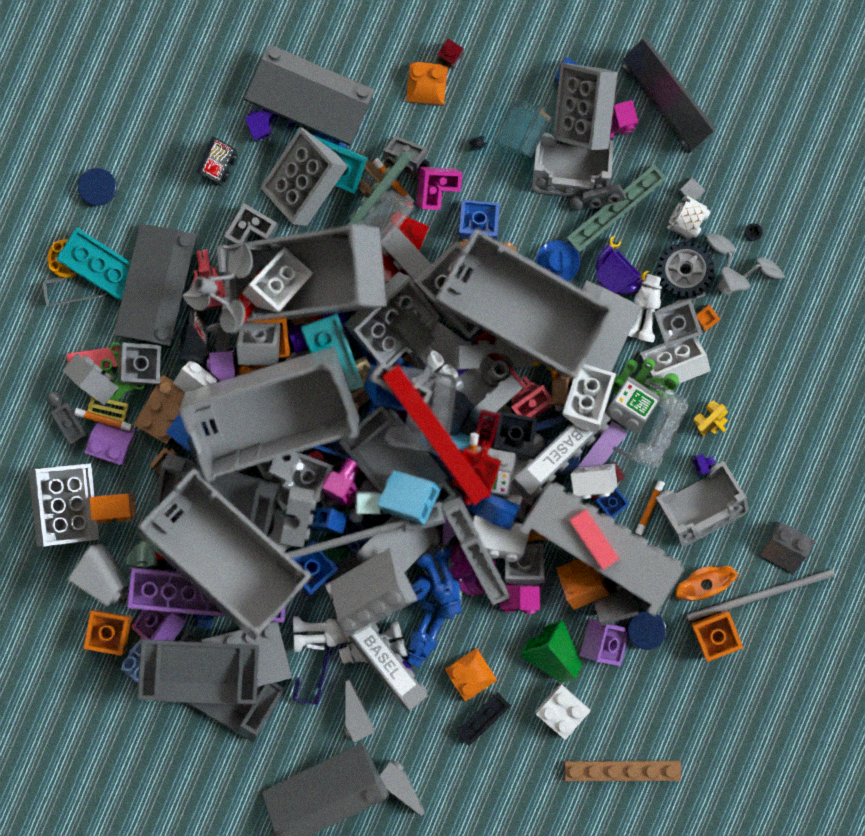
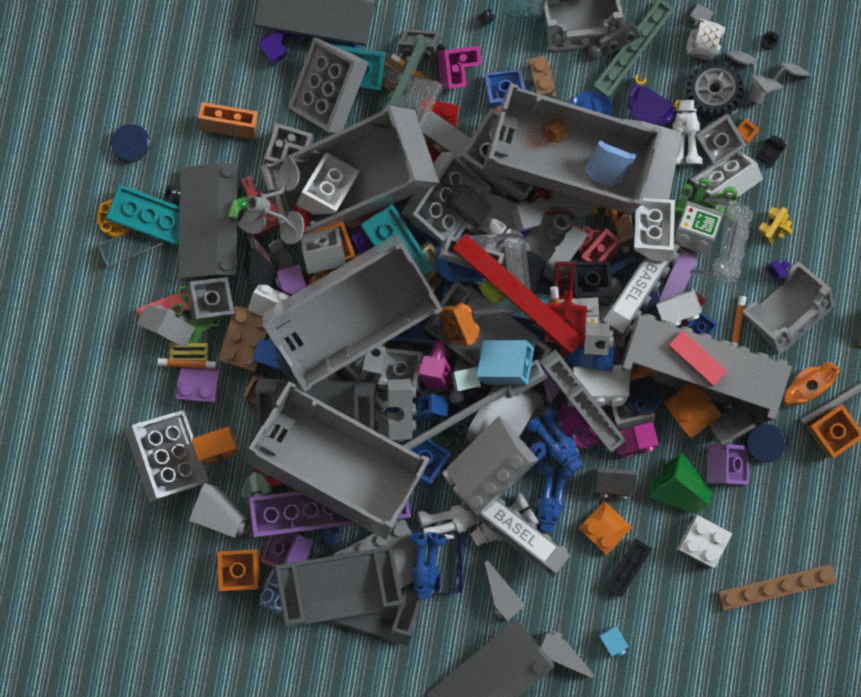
camera: 15 degrees left, 5 degrees down
(65, 418) = (150, 371): dark grey plate -> none
(126, 248) = (172, 193): none -> black bush
(185, 278) = (237, 205): none -> bright green arm
(197, 188) = (227, 120): none -> orange brick
(217, 161) = (241, 89): slope -> none
(286, 679) = (425, 573): none -> blue piece
(373, 450) = (459, 324): none -> orange slope
(411, 427) = (491, 293): none -> lime brick
(451, 785) = (613, 641): none -> medium azure brick
(490, 634) = (614, 482): none -> flat silver slope
(503, 495) = (597, 339): none -> light grey brick
(512, 280) = (555, 130): none -> clear orange gear
(518, 217) = (542, 76): none -> medium nougat window
(540, 557) = (645, 396): none -> dark blue tile
(557, 327) = (609, 164): none -> light blue slope
(726, 343) = (771, 150): none -> black bracket

